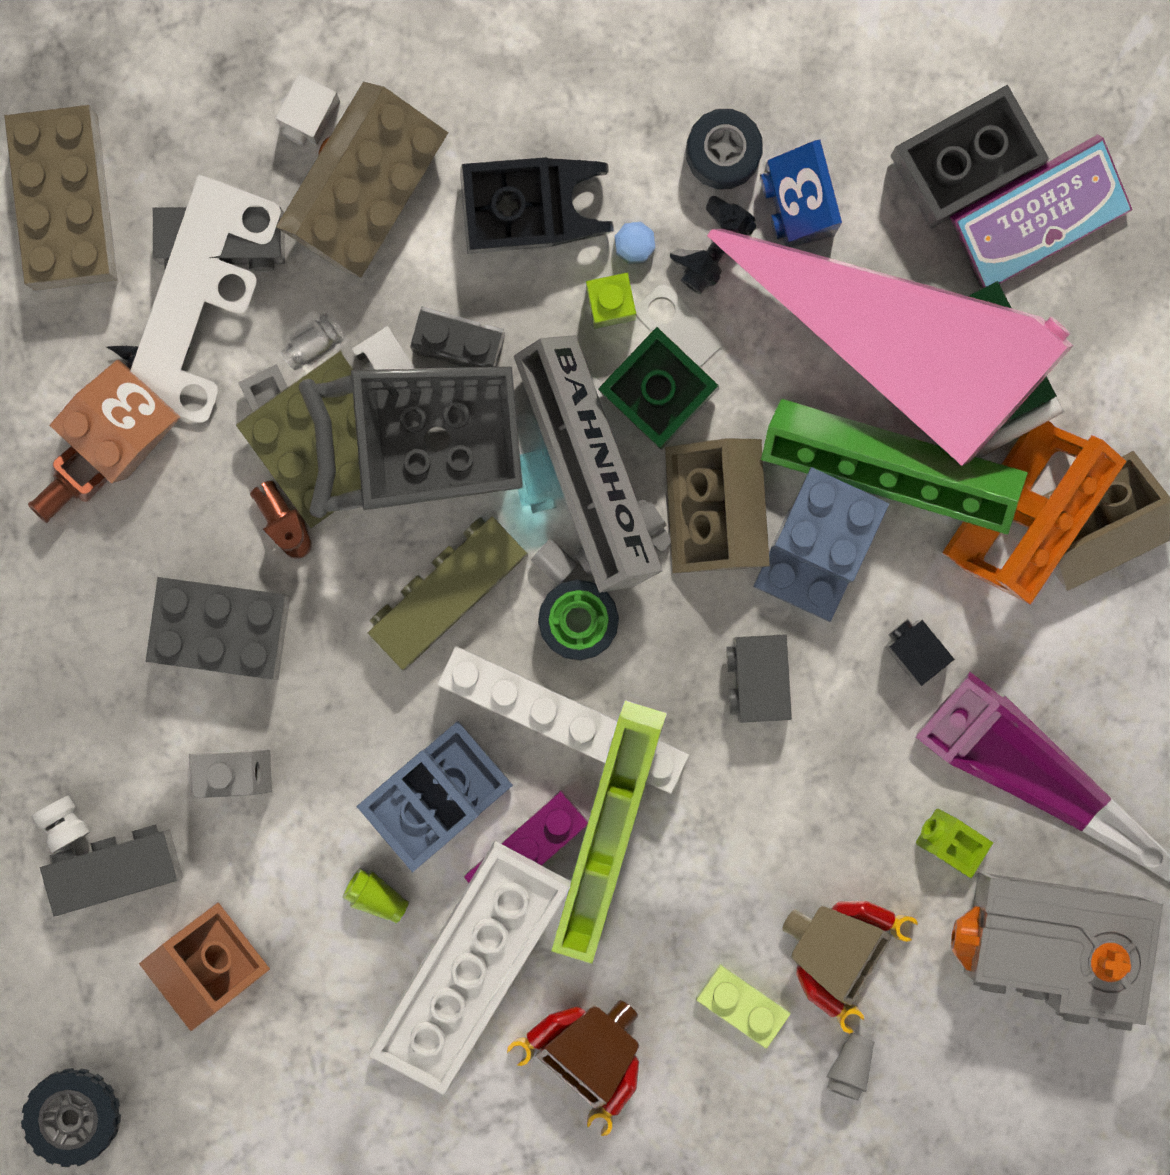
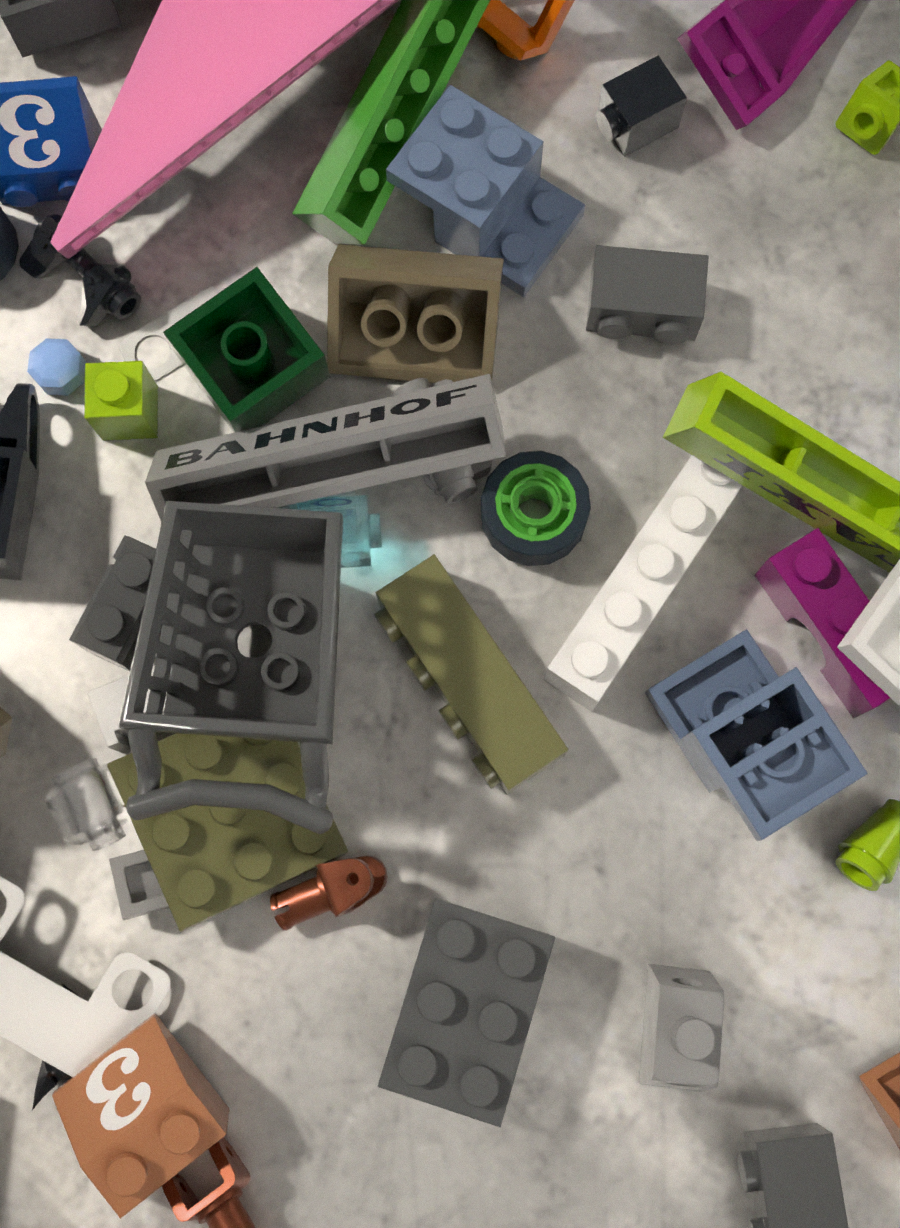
camera: 75 degrees left, 10 degrees down
(554, 562) = (452, 530): light grey hinge -> none

